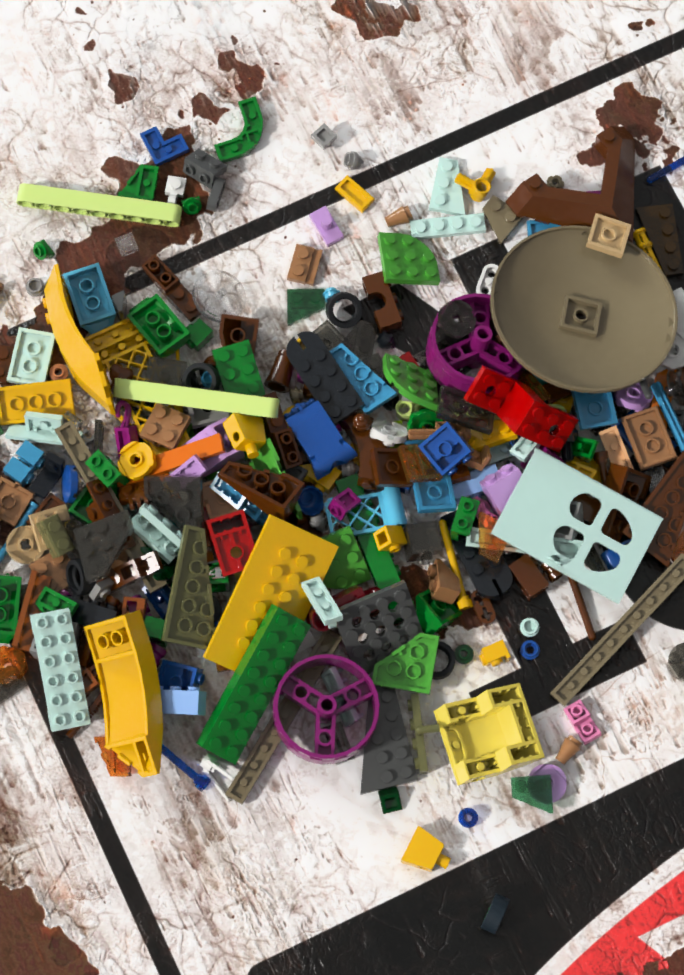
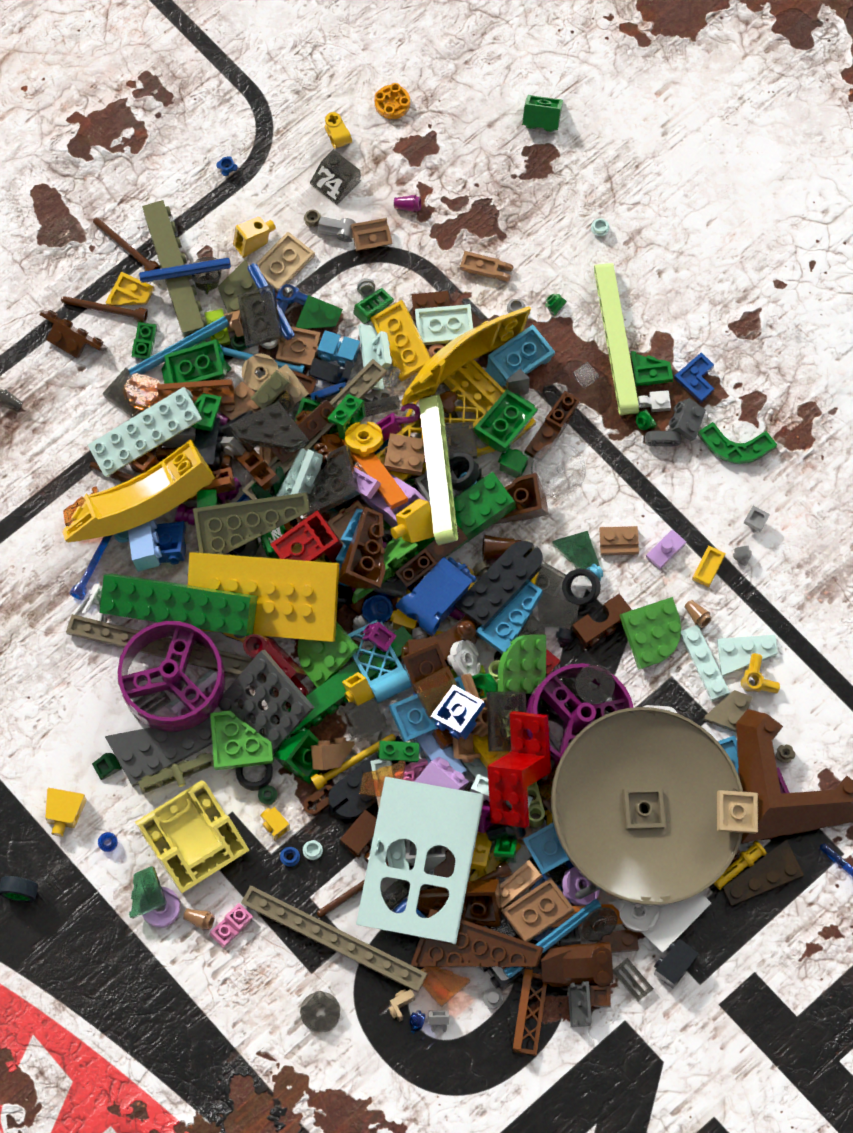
camera: 75 degrees right, 5 degrees down
(322, 602) = (269, 637): light aqua plate -> none

